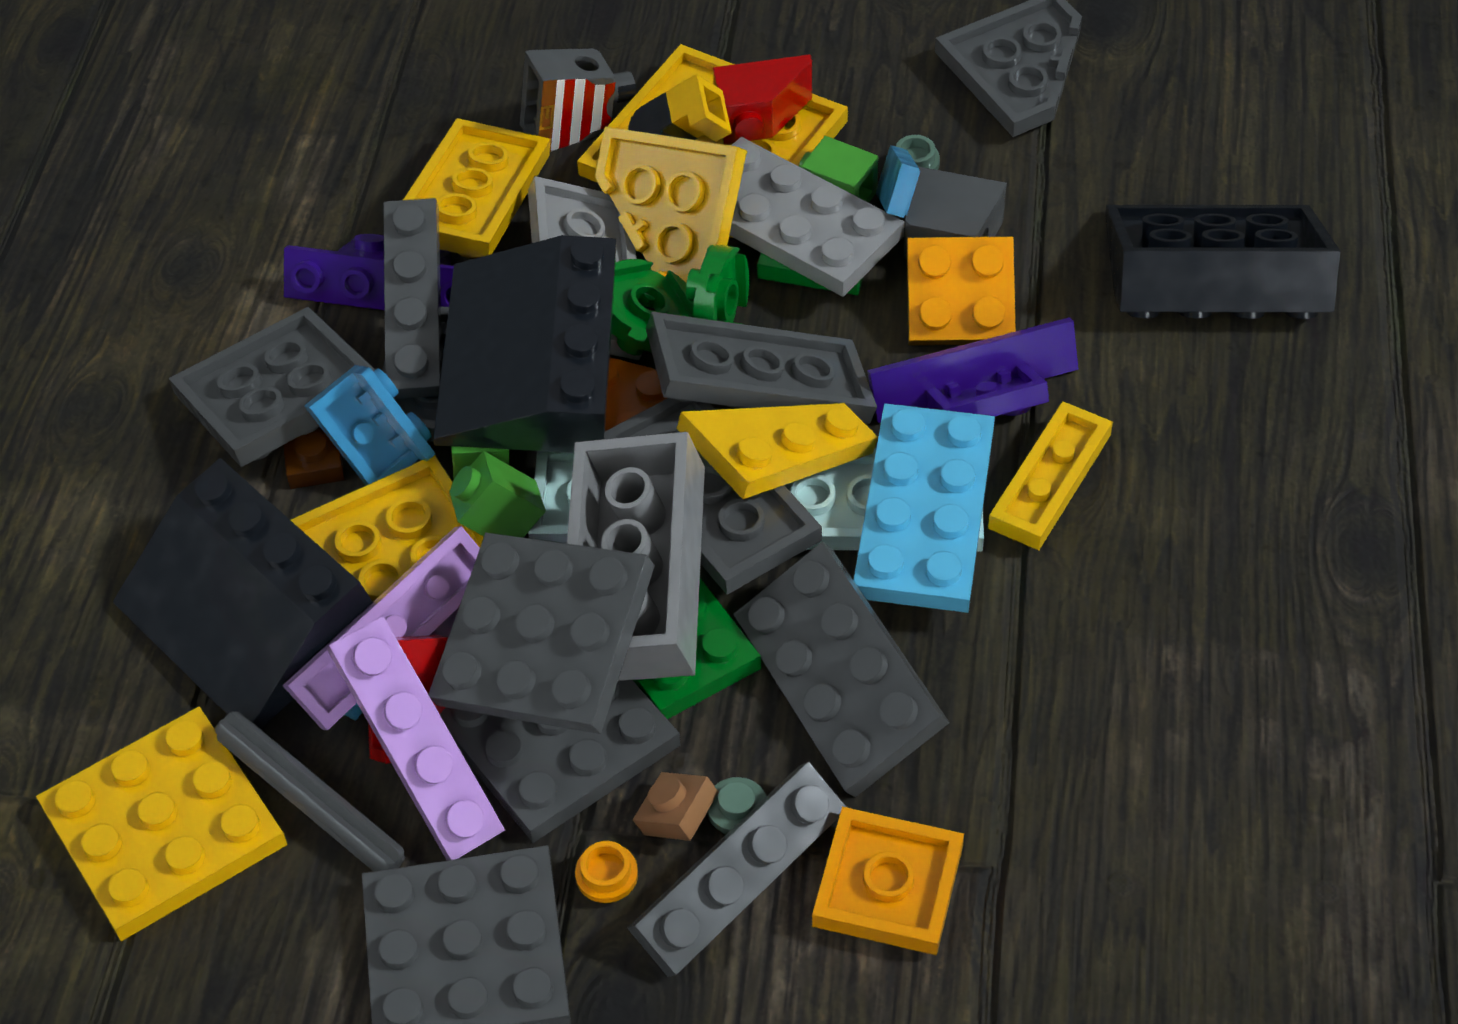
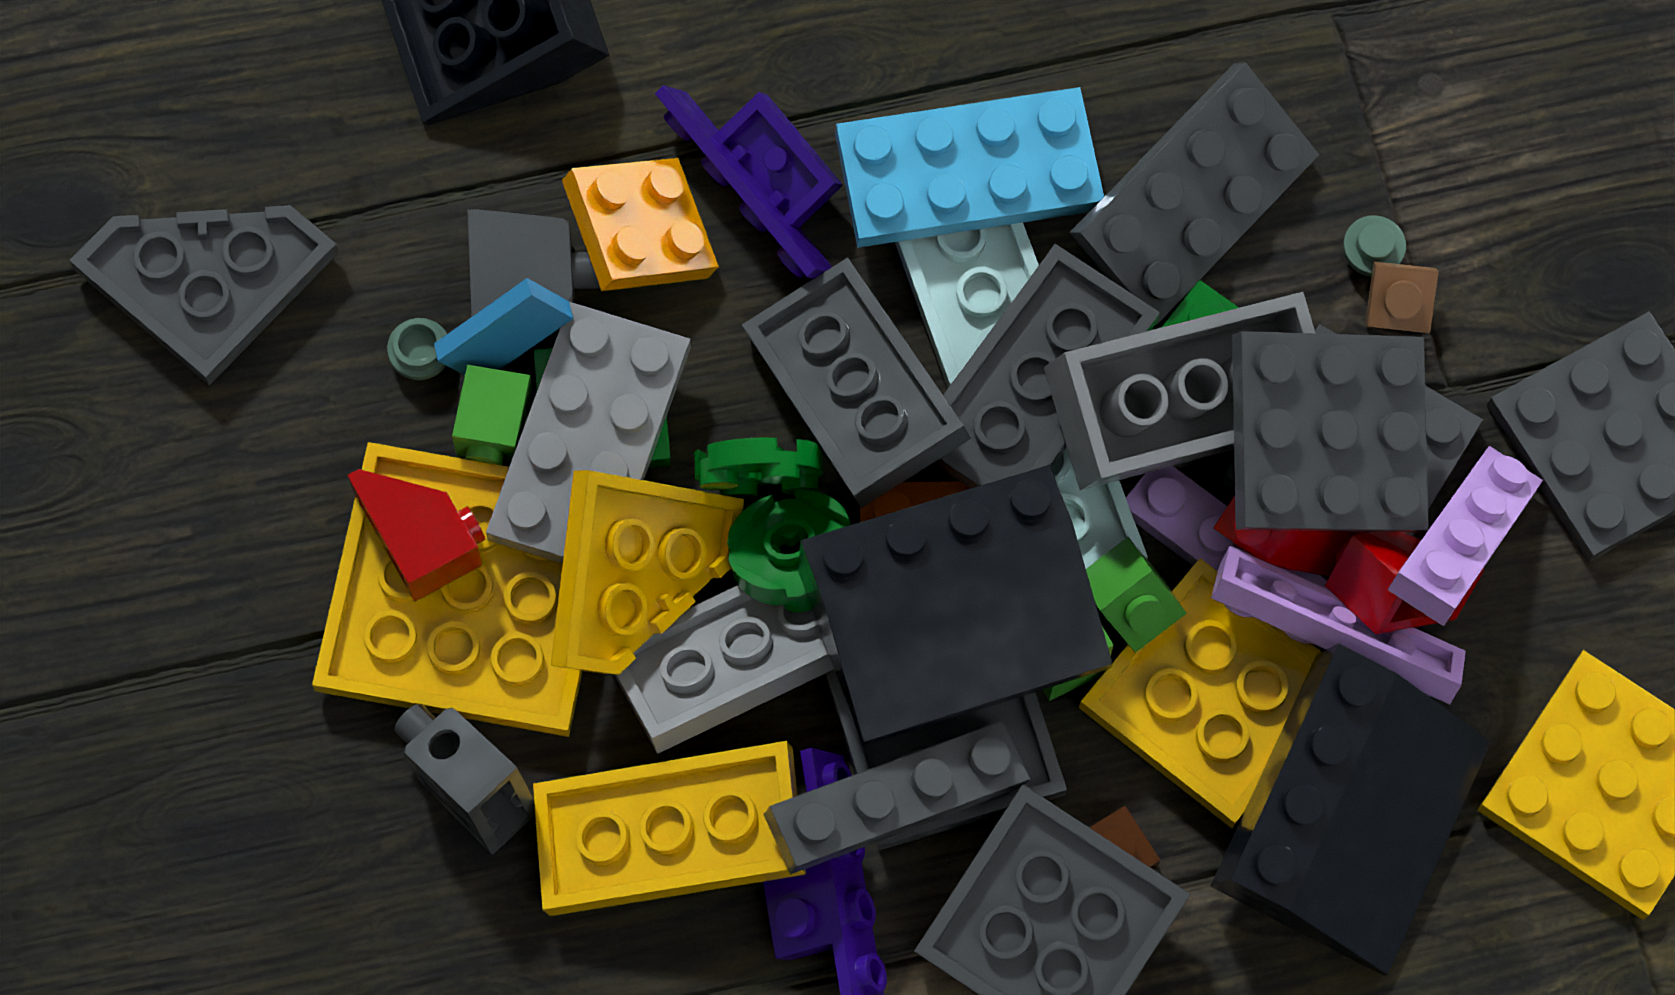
camera: 115 degrees left, 20 degrees up
(309, 793) = (1533, 645): dark grey axle -> none
(369, 424) = (1088, 770): dark azure bracket -> none
(606, 872) = (1491, 338): light orange plate -> none
(685, 112) = (507, 591): yellow leg -> none
(736, 869) = (1442, 217): dark grey plate -> none
(776, 444) = (967, 319): yellow wing -> none
(888, 880) = (1398, 87): light orange plate -> none
(1050, 475) = (859, 71): yellow plate -> none

